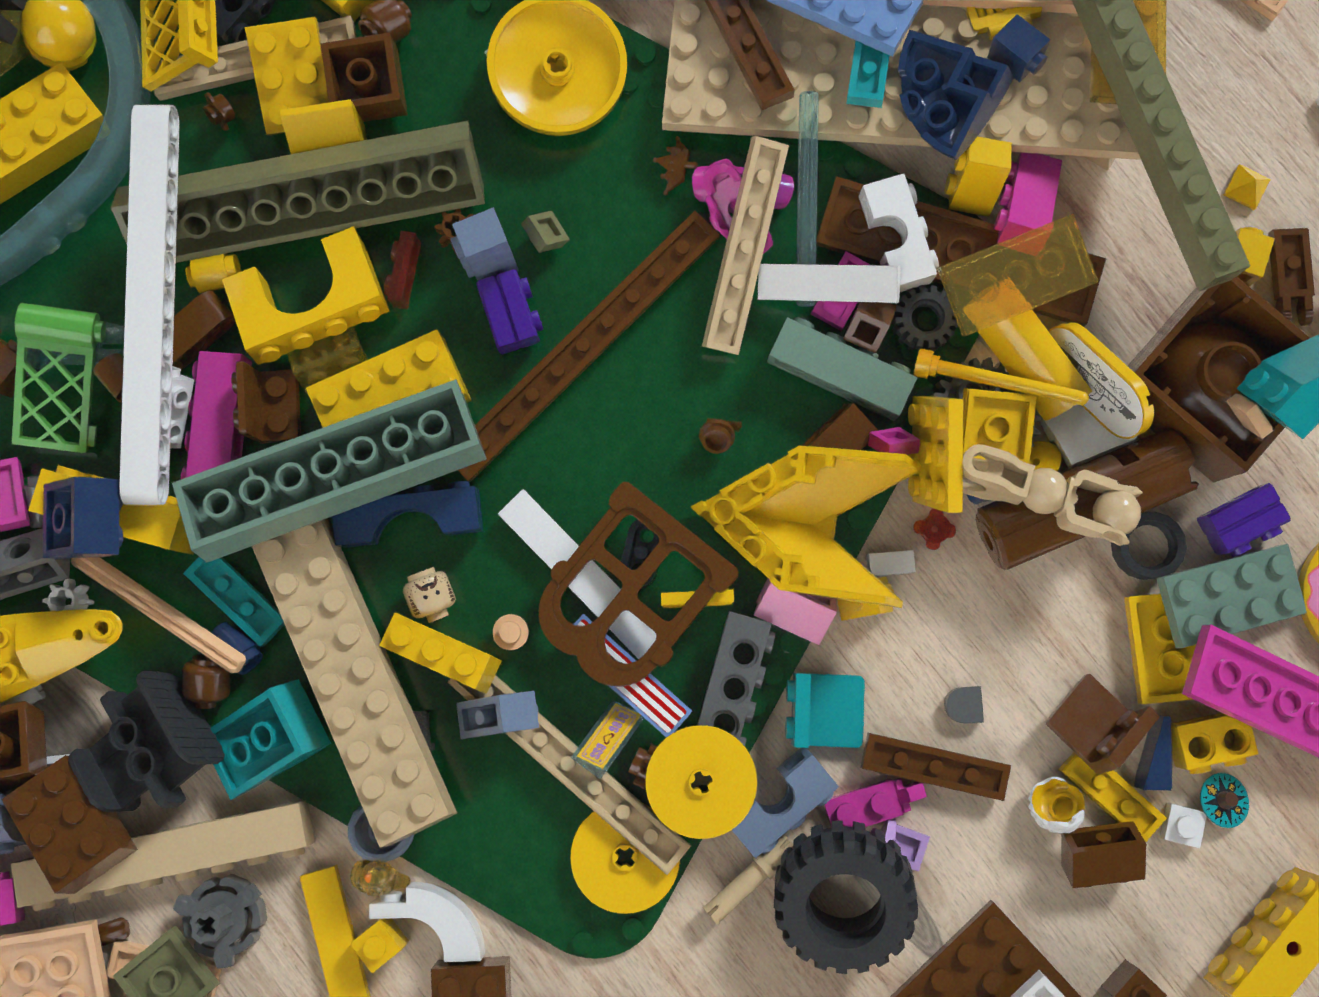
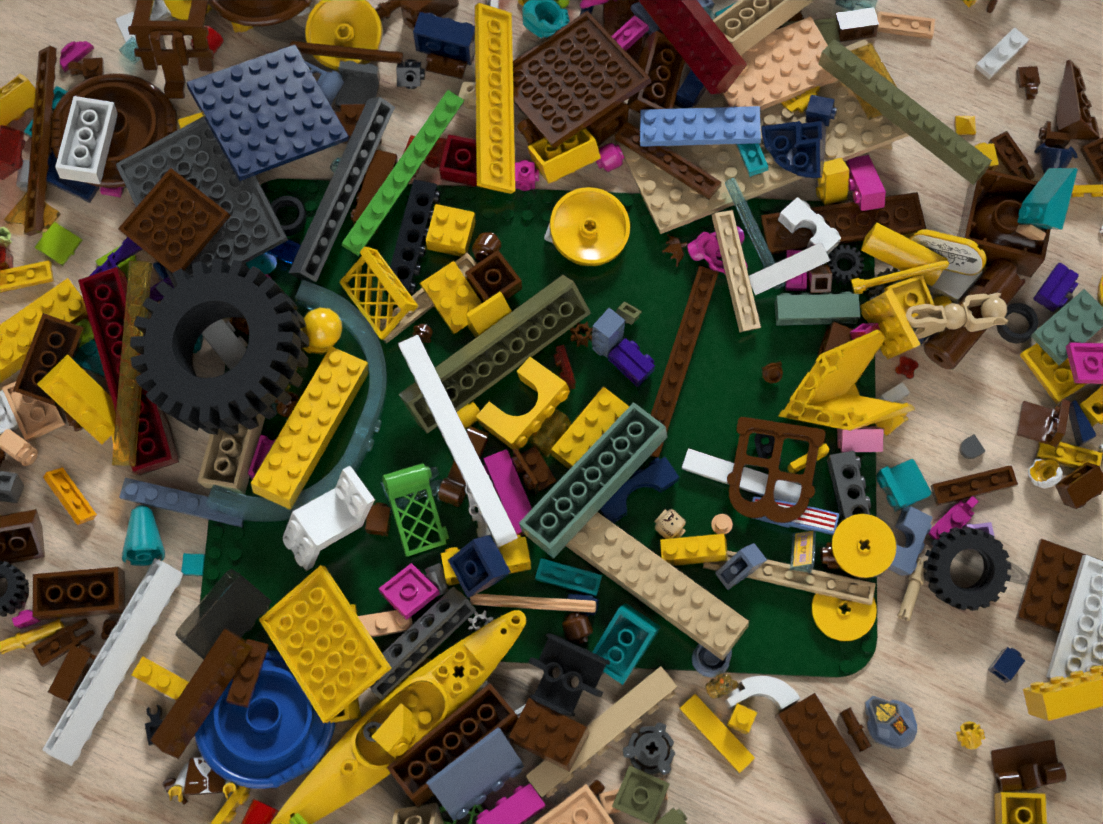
camera: 30 degrees left, 10 degrees down
(1017, 275) = (881, 219): clear yellow tile -> none

